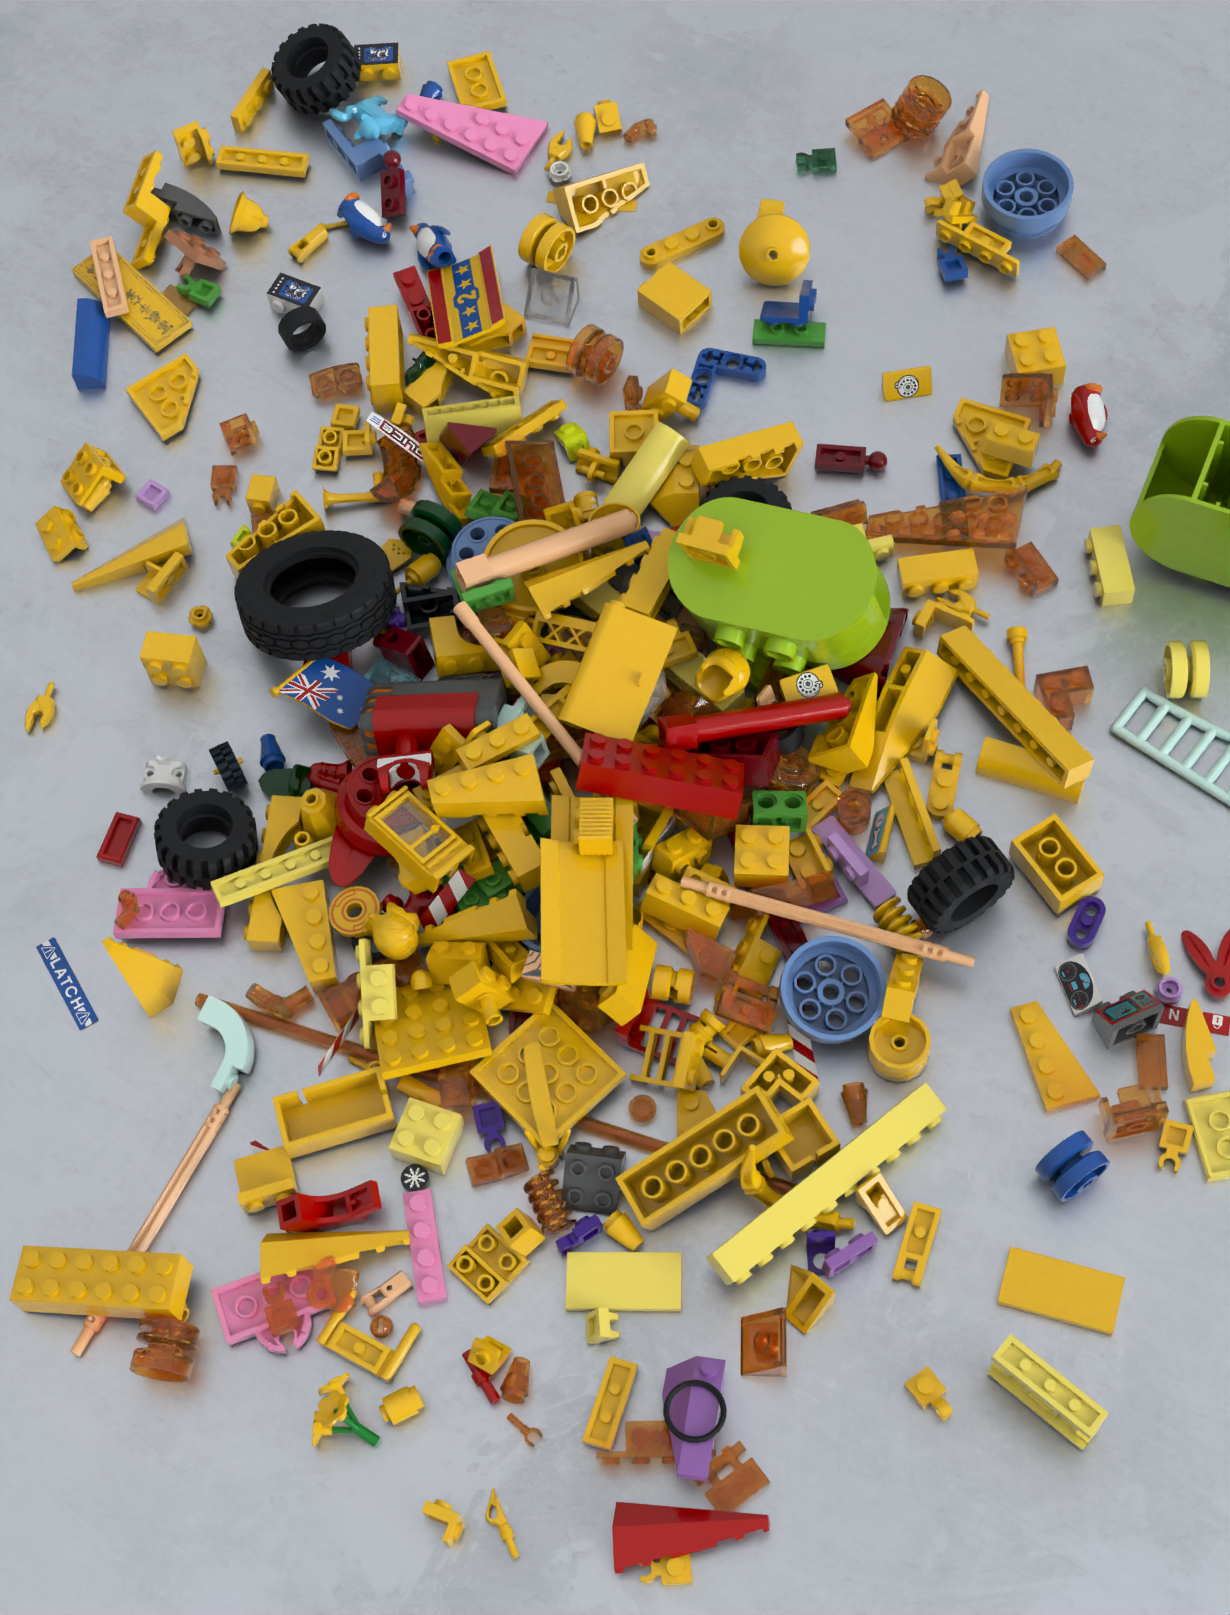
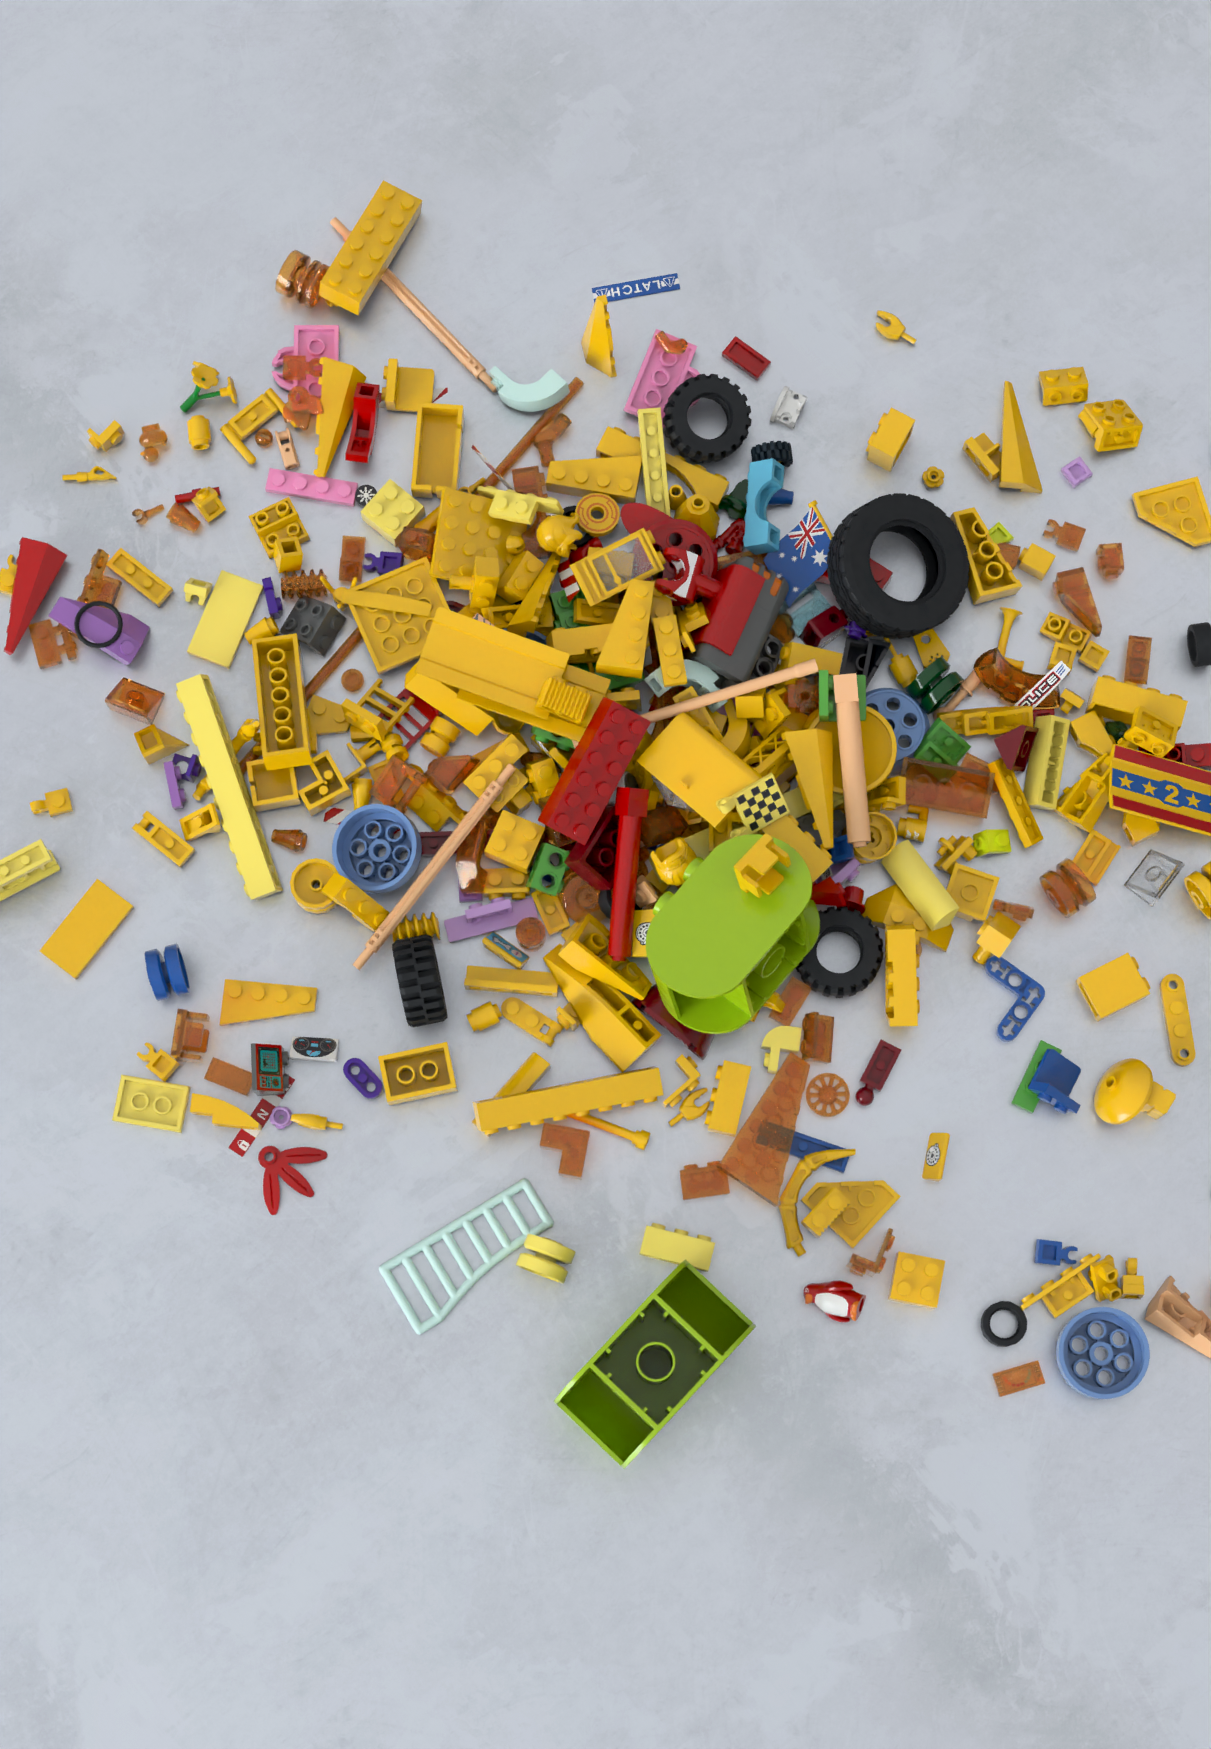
camera: 105 degrees right, 15 degrees up
(259, 754) = (764, 481): none -> medium azure arch
(290, 444) = (1077, 598): none -> clear orange slope
(411, 320) = (1151, 732): none -> yellow bracket
(428, 1461) = (150, 437): none -> clear orange animal
(641, 602) = (756, 804): none -> light yellow flag
(890, 493) = (827, 1095): none -> clear orange wheel
(1038, 295) = (1020, 1316): none -> black tyre

